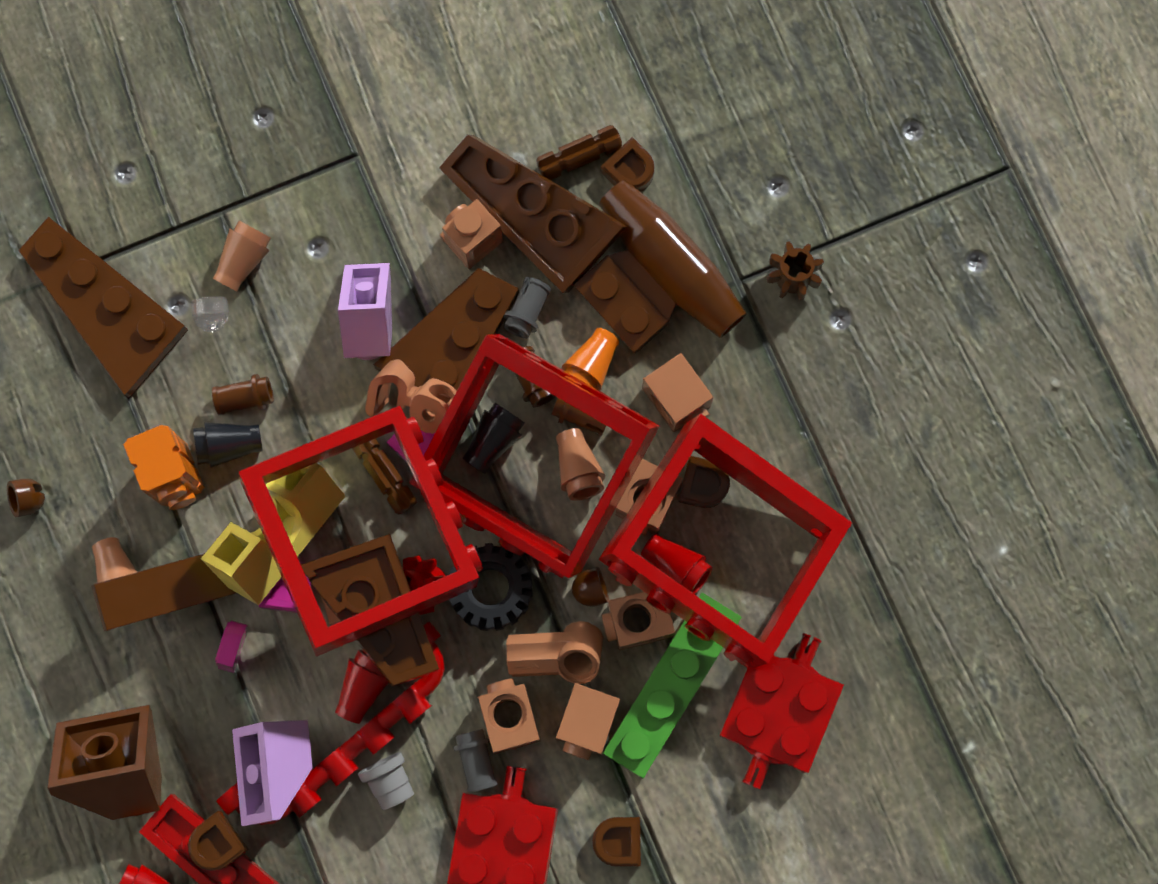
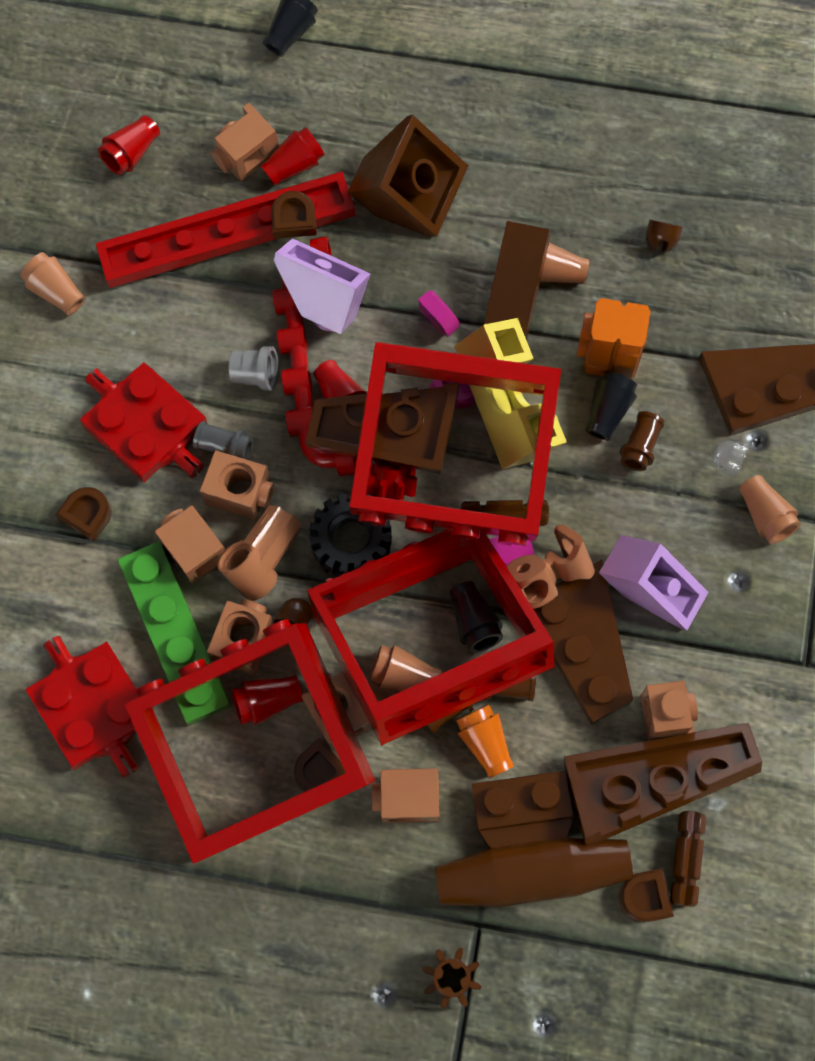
camera: 125 degrees right, 5 degrees down
(527, 307) = (570, 718): dark grey pin -> none

